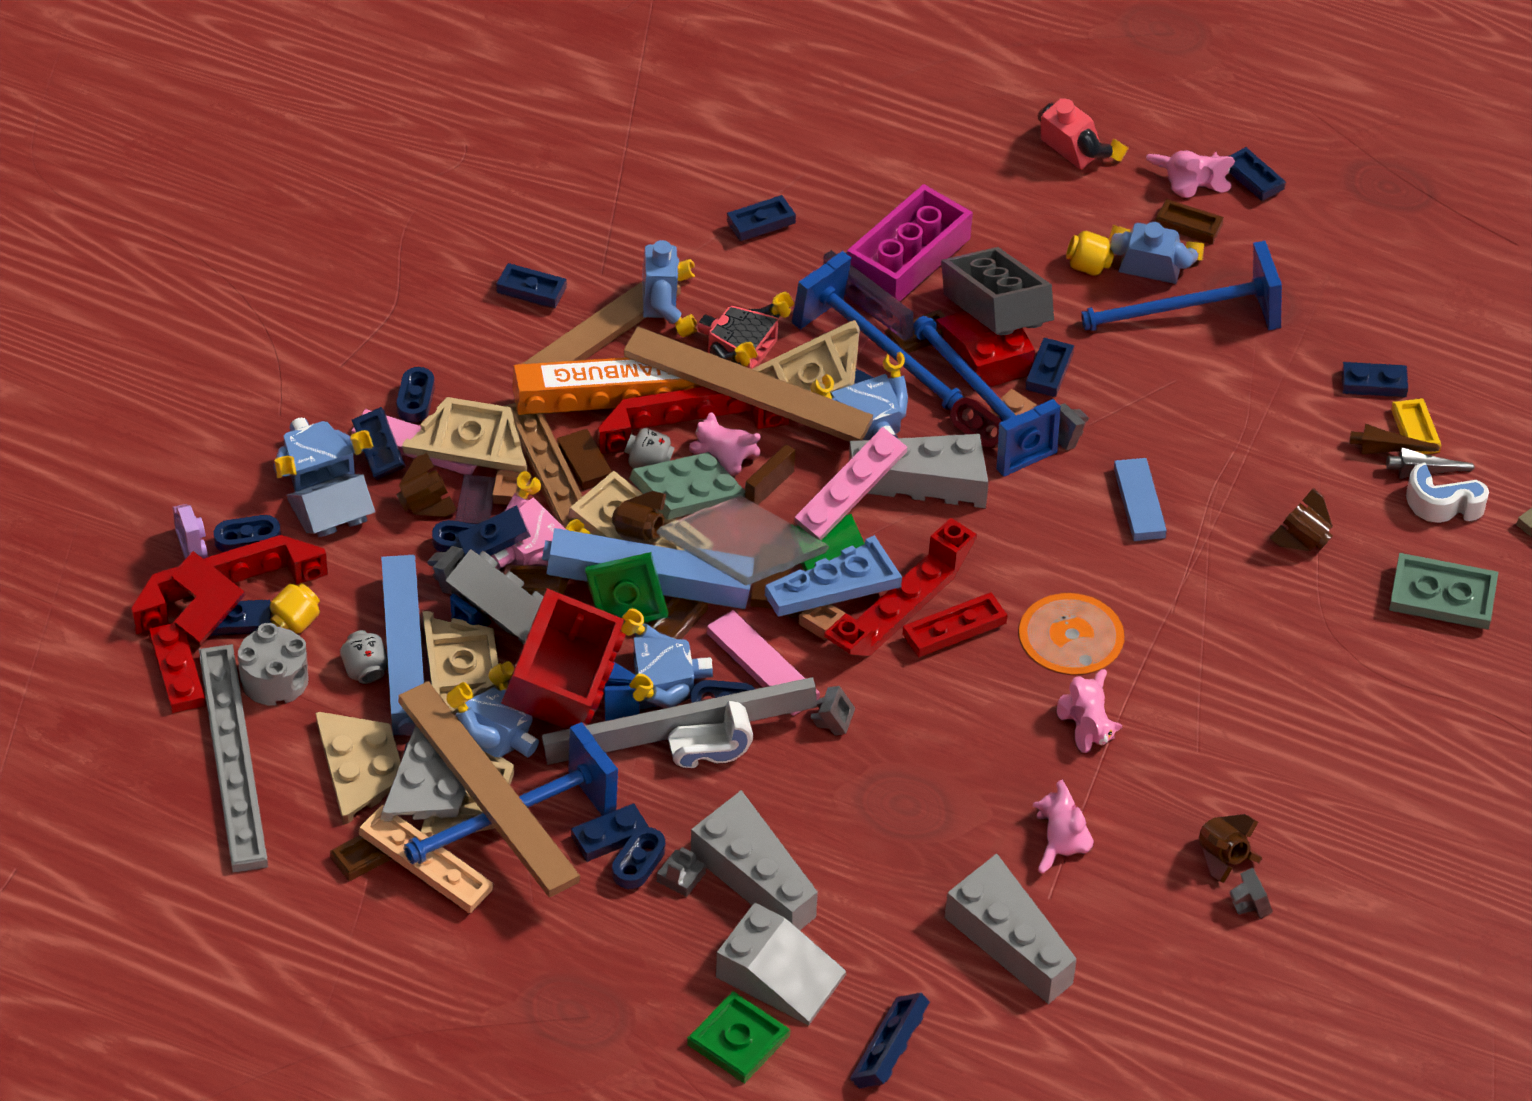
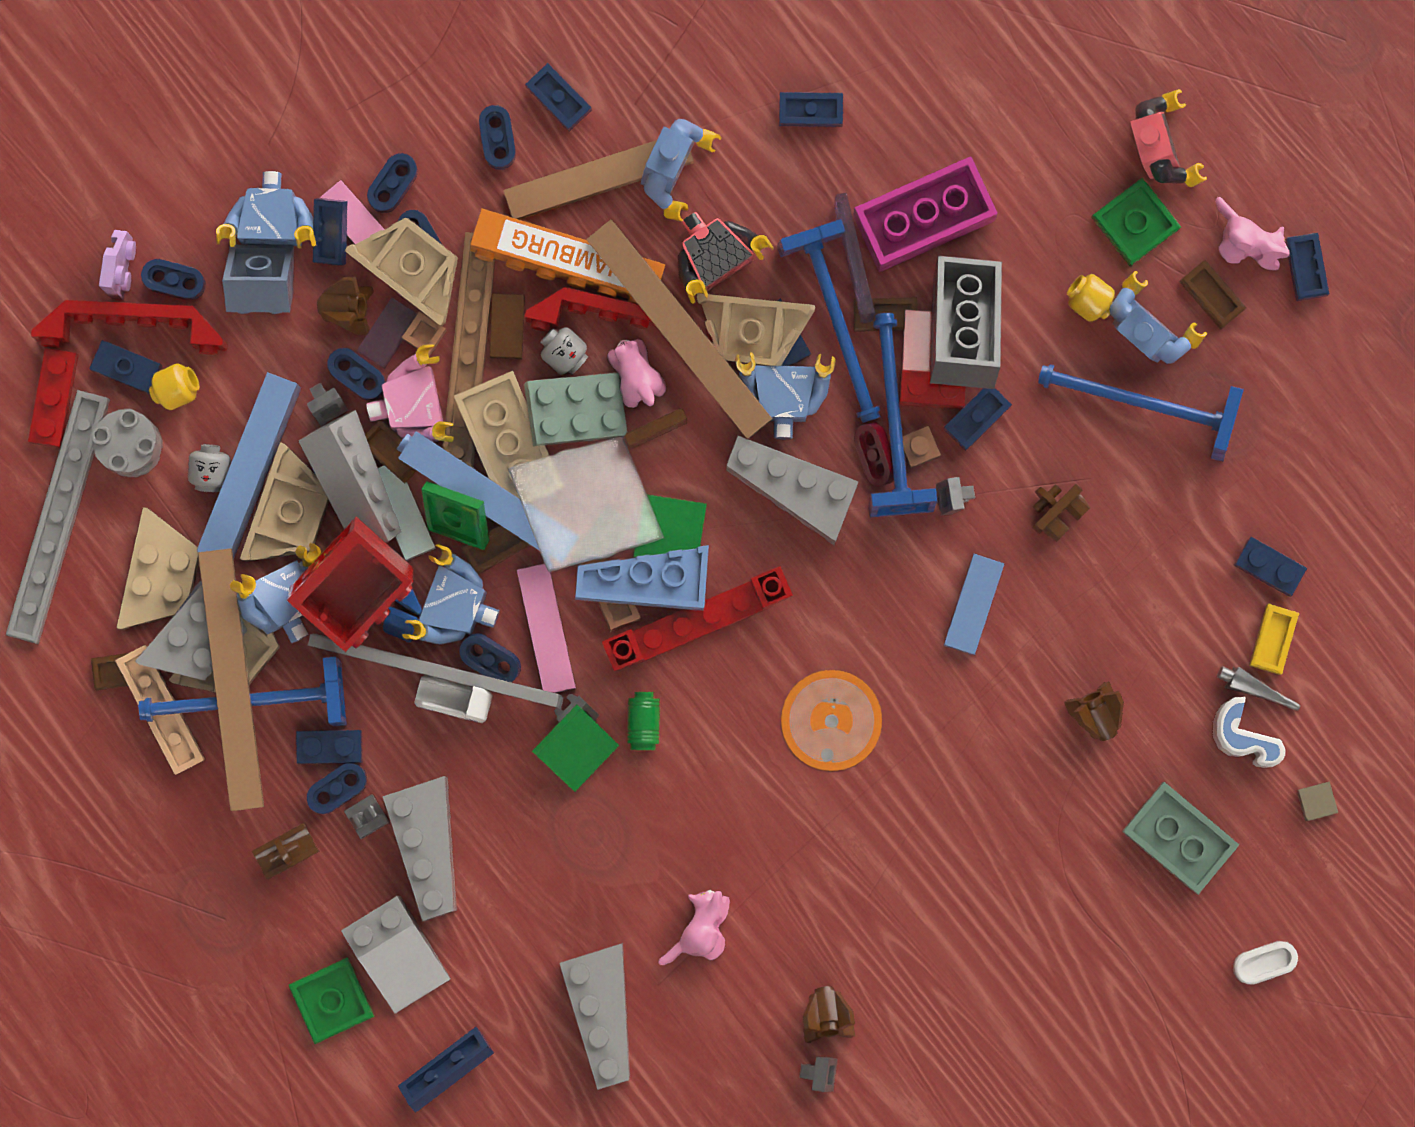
camera: 30 degrees right, 35 degrees up
(213, 596) = (106, 346): red tile -> none
(493, 330) = (497, 138): none -> dark blue plate
(495, 533) = (373, 395): dark blue plate -> none
(618, 922) = (285, 851): none -> reddish brown hips
(638, 517) = (502, 449): reddish brown brick -> none
(851, 484) = (712, 486): bright pink plate -> none
(851, 729) = (575, 748): none -> green tile
(900, 692) = (643, 721): none -> green head
(954, 624) = (730, 670): red plate -> none
(1087, 709) = (791, 815): bright pink animal -> none
(1090, 198) = (1136, 222): none -> green tile
(1161, 402) = (1071, 501): none -> reddish brown hips
(1378, 440) = (1223, 641): reddish brown piece -> none

